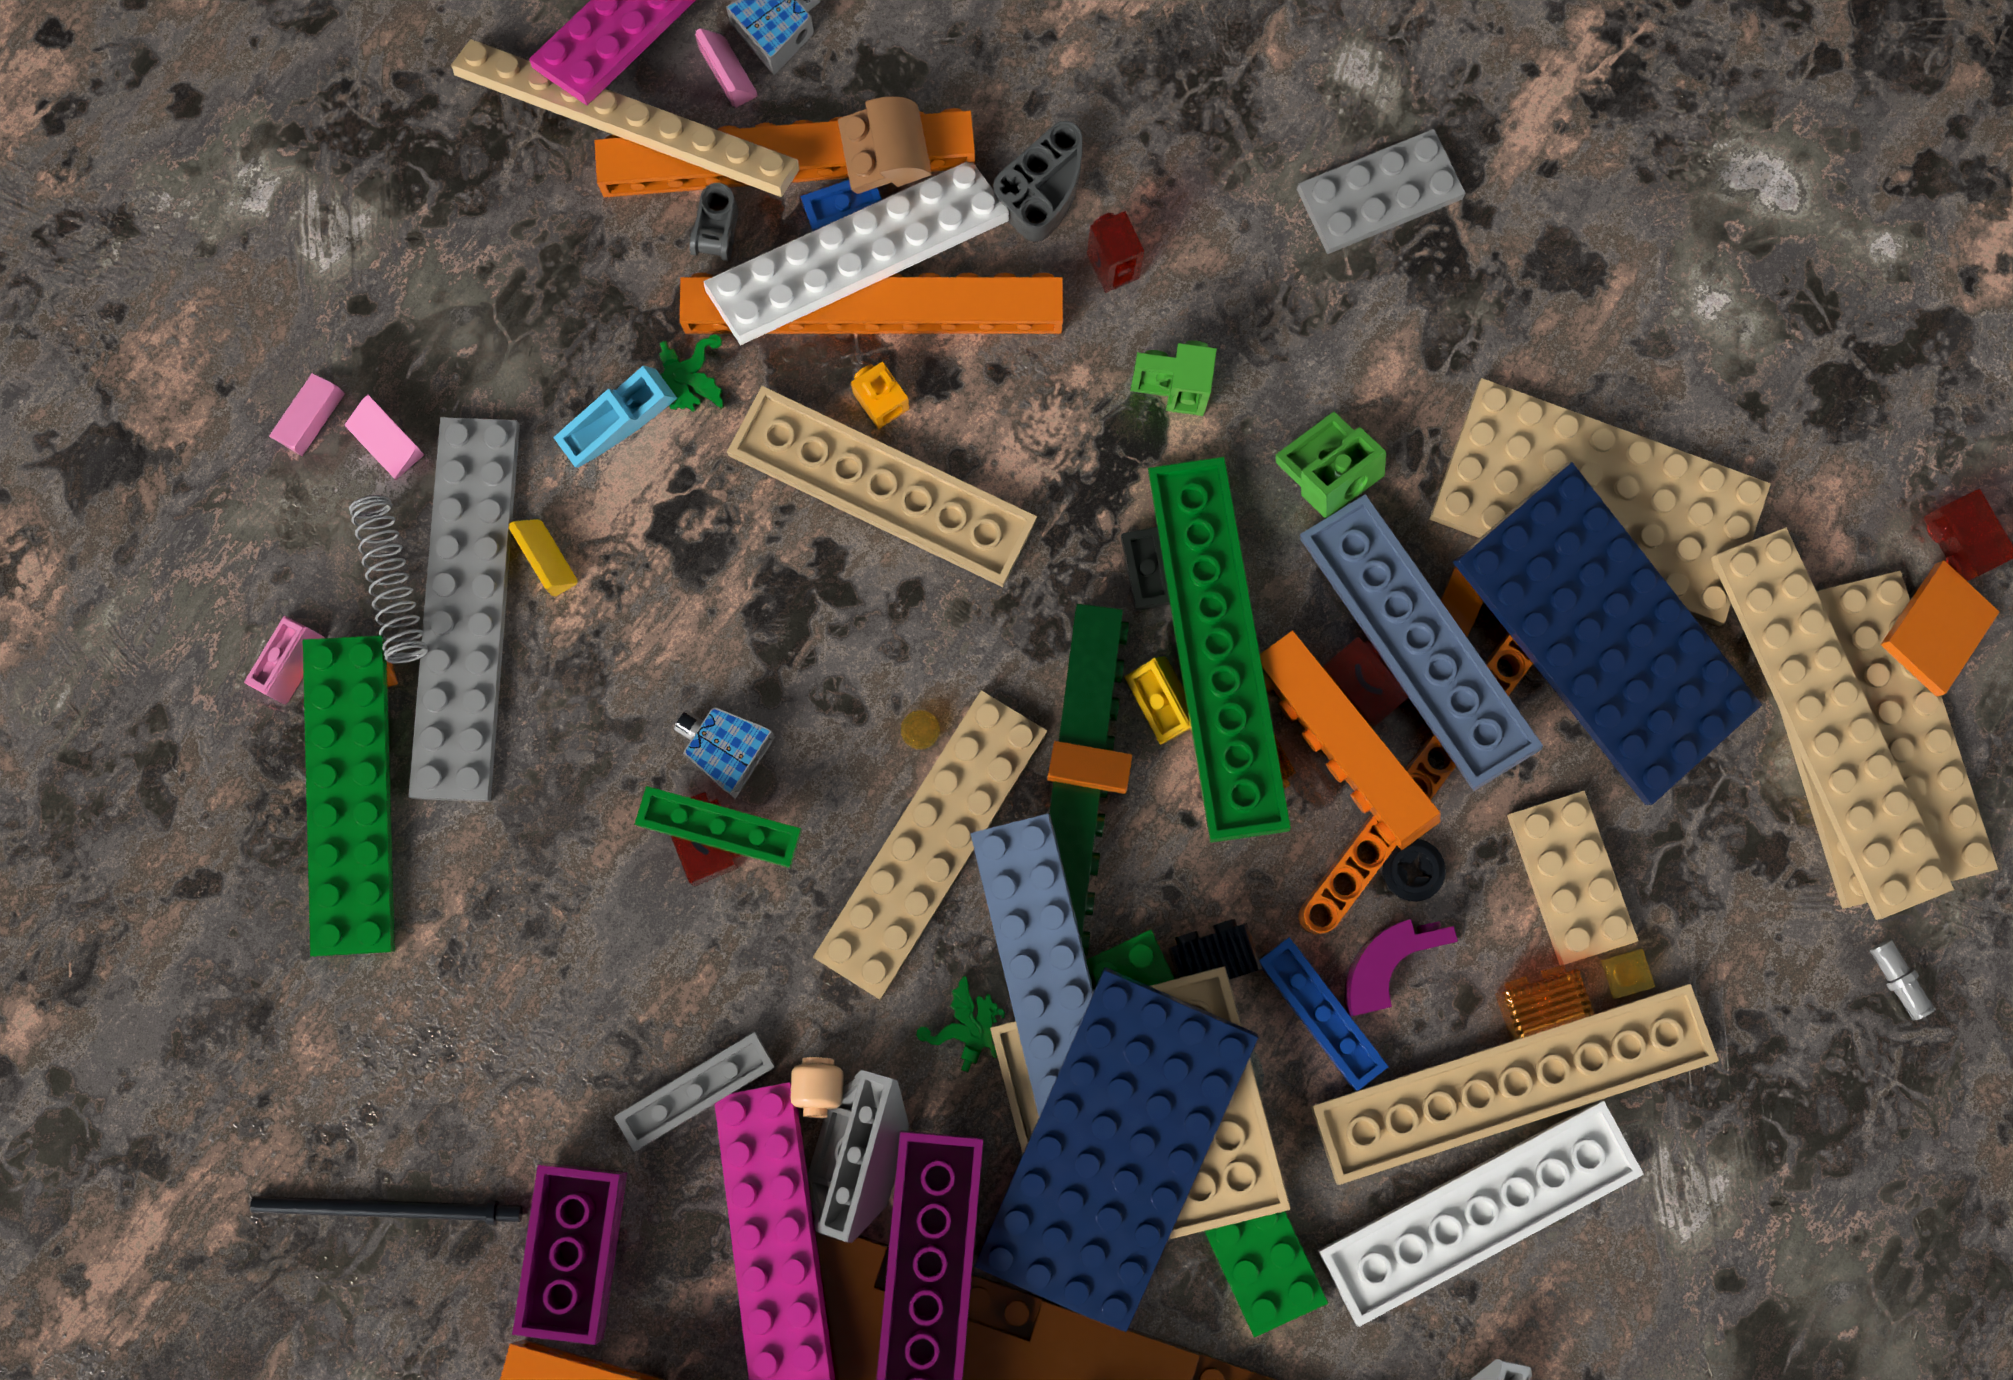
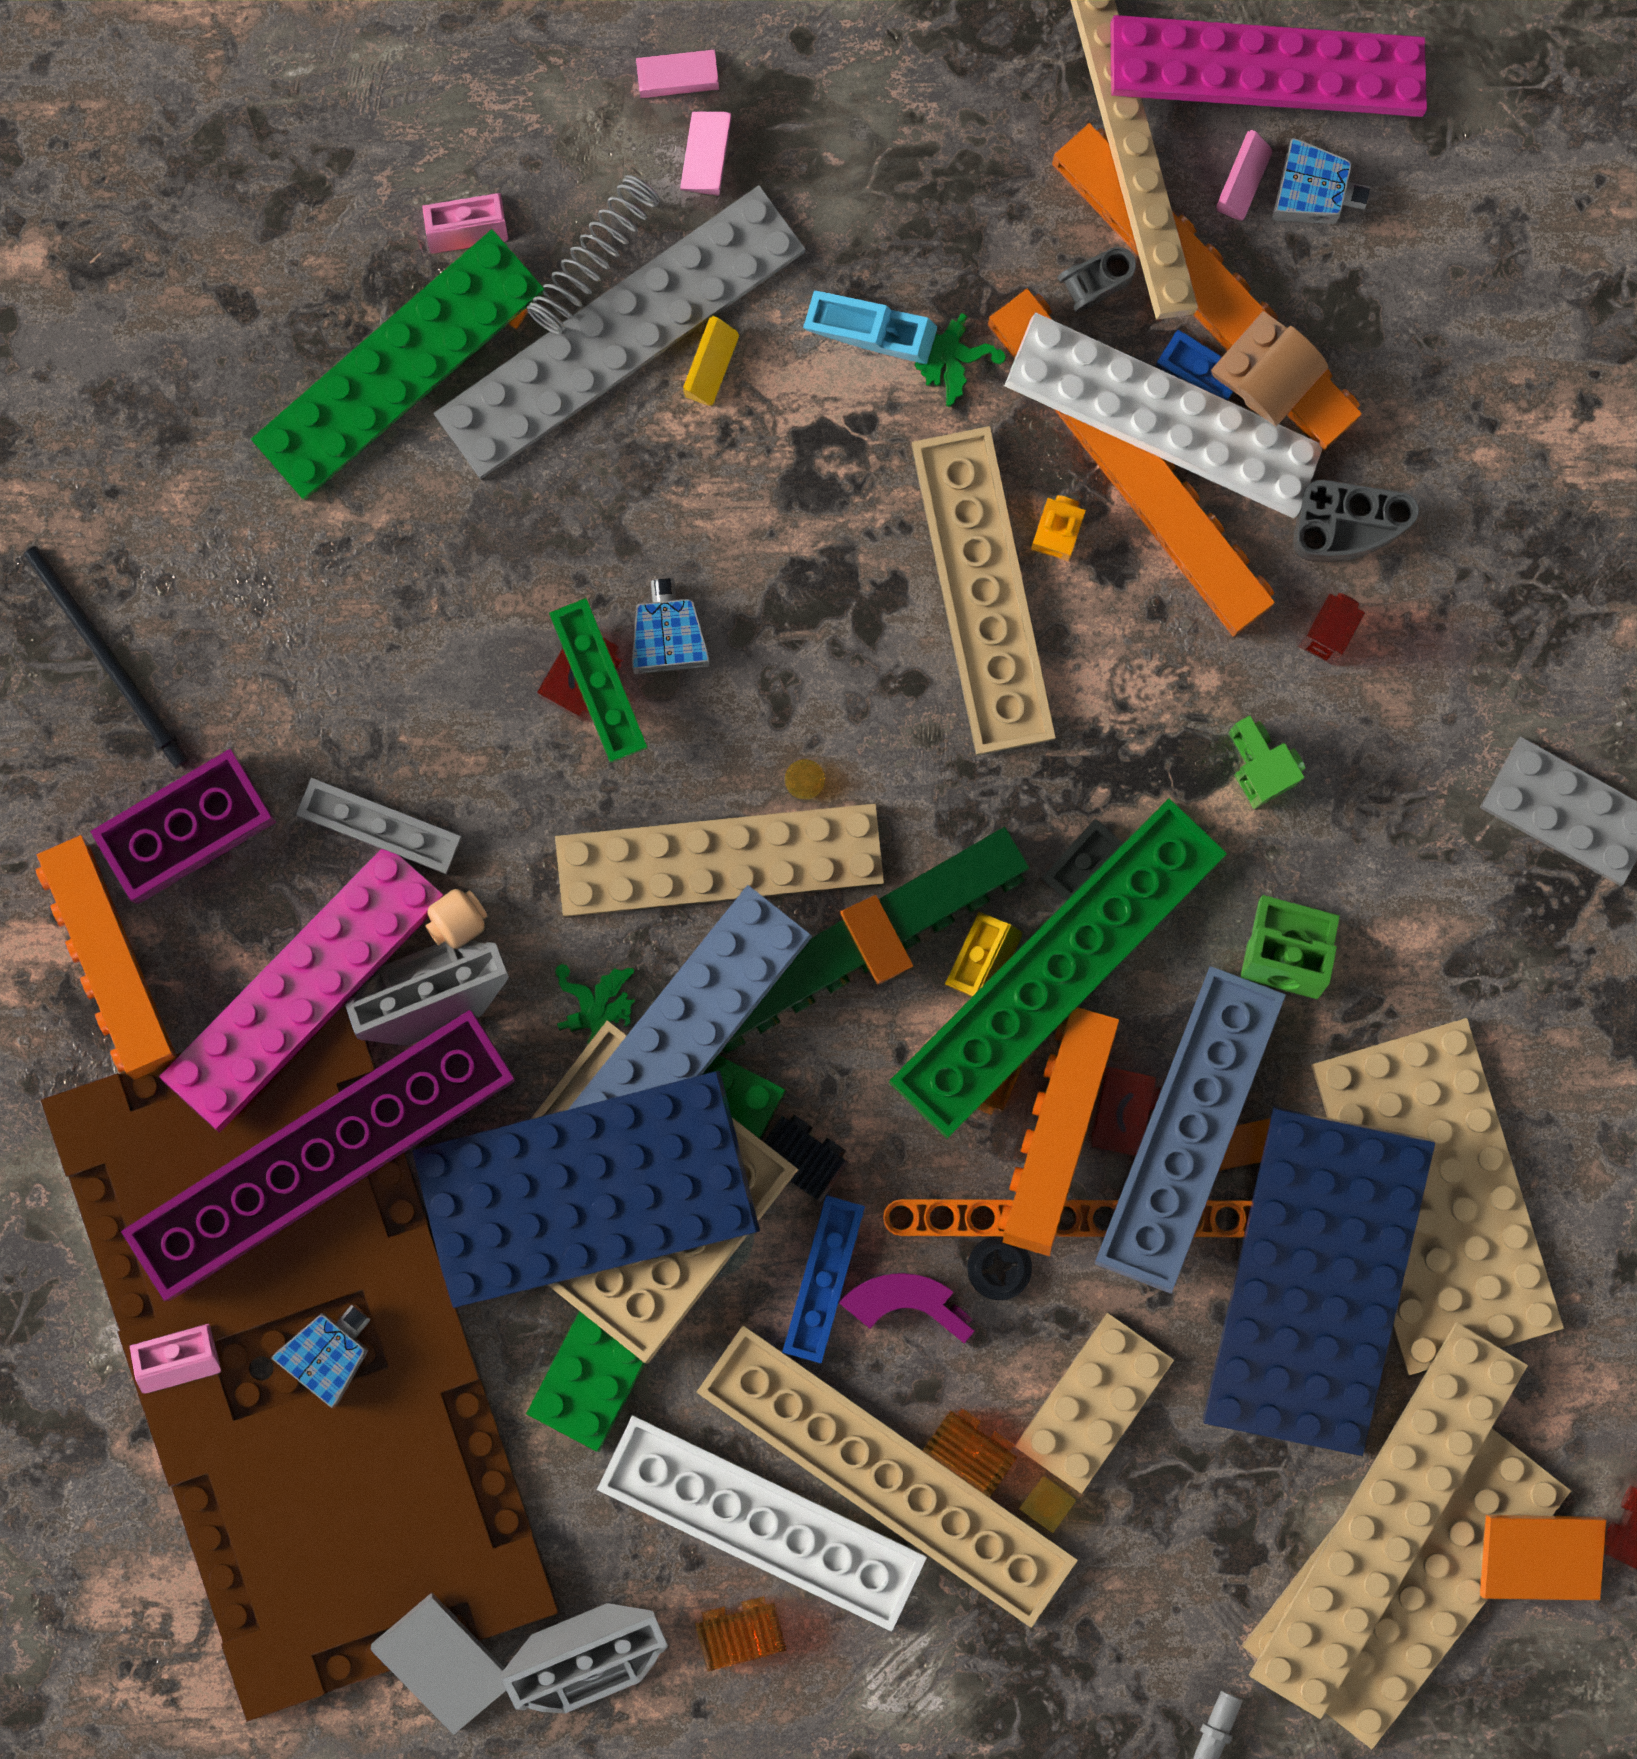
camera: 50 degrees right, 5 degrees up
(1558, 1298) = (740, 1633): none -> clear orange brick

